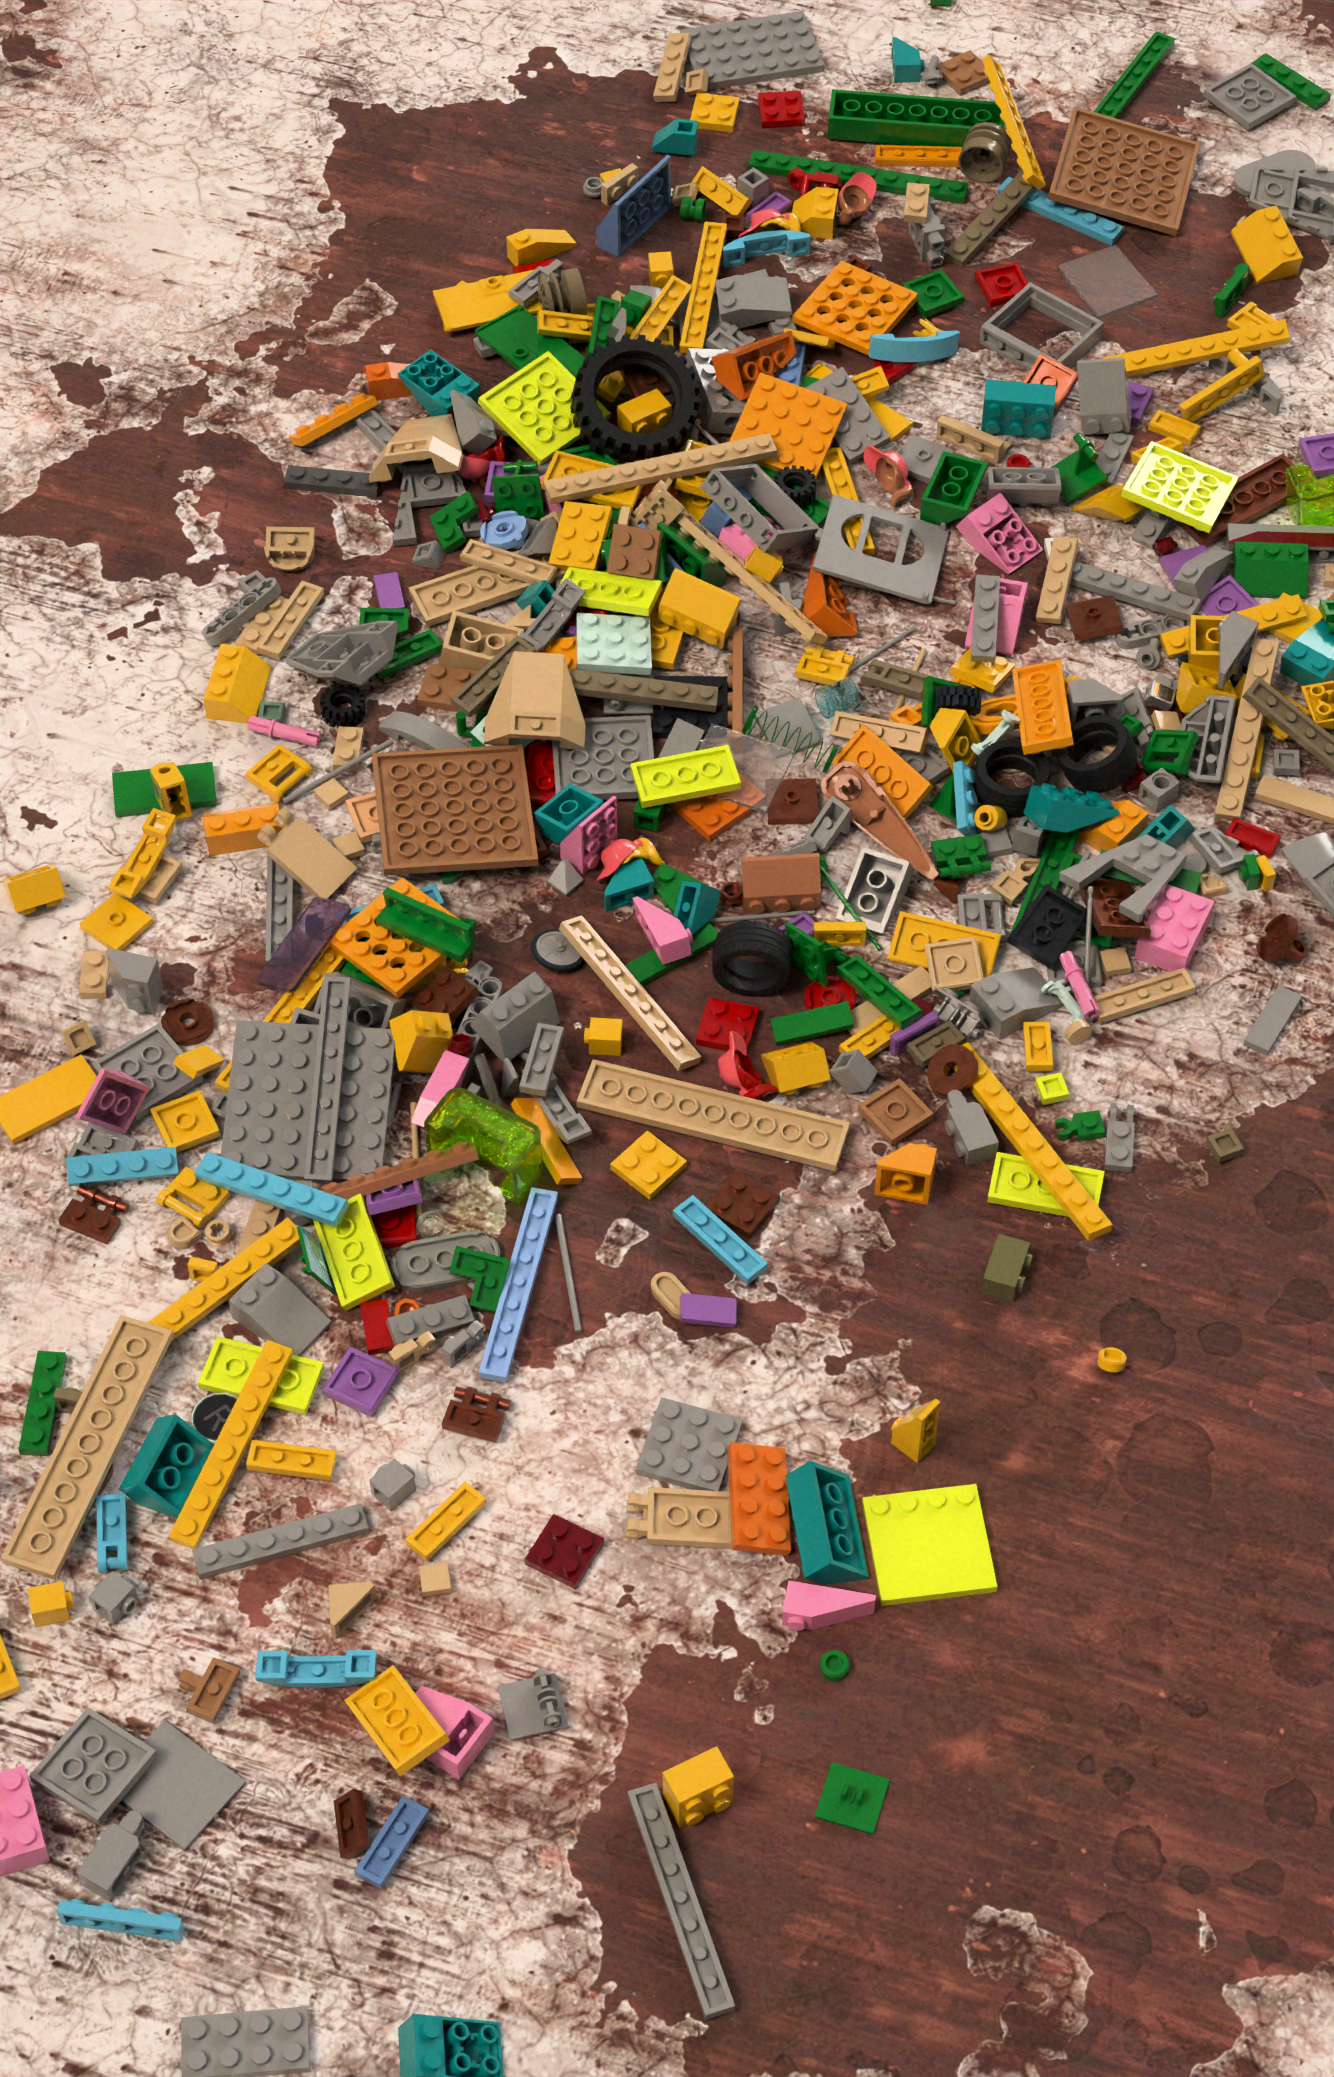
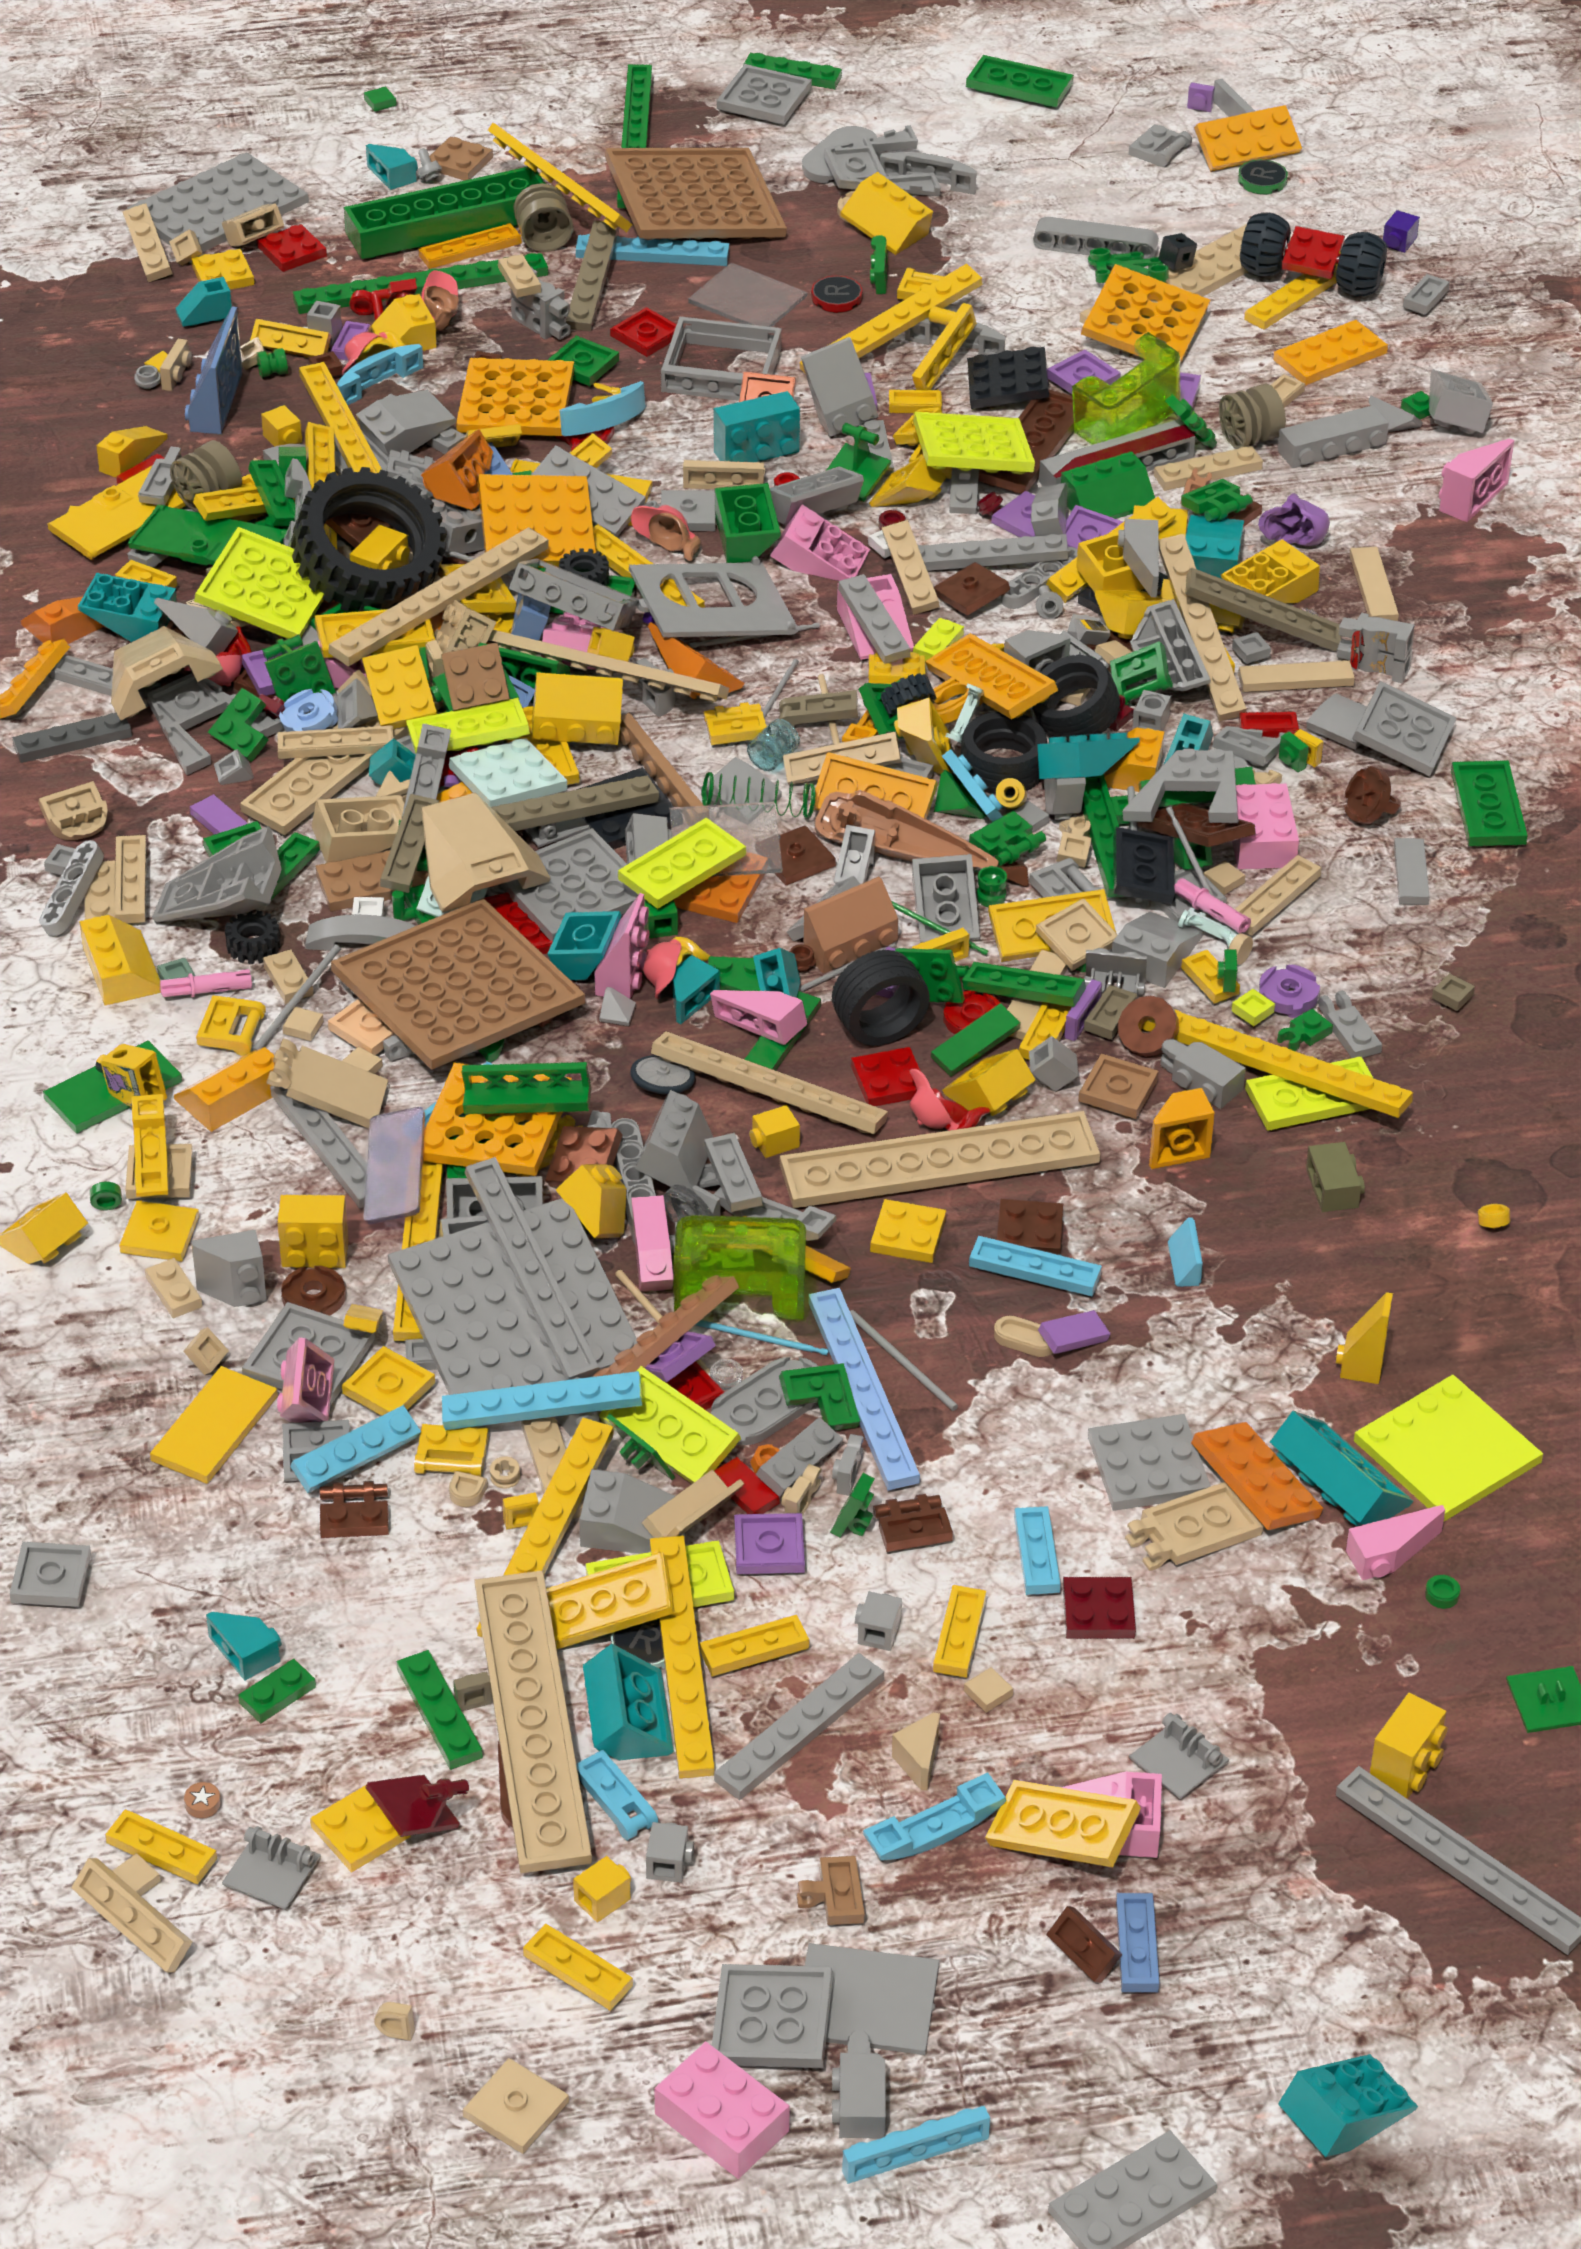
camera: 30 degrees left, 10 degrees down
(95, 879) = (105, 1195): none -> green tile
(205, 1375) = (610, 1600): none -> yellow tile
(210, 974) = (313, 1231): none -> yellow brick
(320, 1325) = (690, 1506): none -> tan panel
(433, 1384) = (854, 1511): none -> green plate
(441, 716) = (368, 906): none -> white plate
(460, 1044) = (642, 1187): dark red plate -> none
(473, 365) = (145, 573): none -> yellow plate
(478, 1204) = (762, 1337): none -> medium azure piece
(549, 1481) = (1037, 1550): none -> medium azure plate
(760, 79) = (253, 225): none -> tan brick
(843, 1283) = (1186, 1255): none -> medium azure slope
(920, 893) = (992, 886): none -> green wheel
(1039, 652) = (938, 637): none -> neon yellow plate
(1046, 1049) = (1228, 970): none -> green plate
(1078, 529) = (890, 517): none -> dark red tile
(1089, 1098) = (1275, 984): none -> medium lavender plate
(1180, 304) = (836, 293): none -> tile
(1261, 434) = (1008, 377): none -> black plate

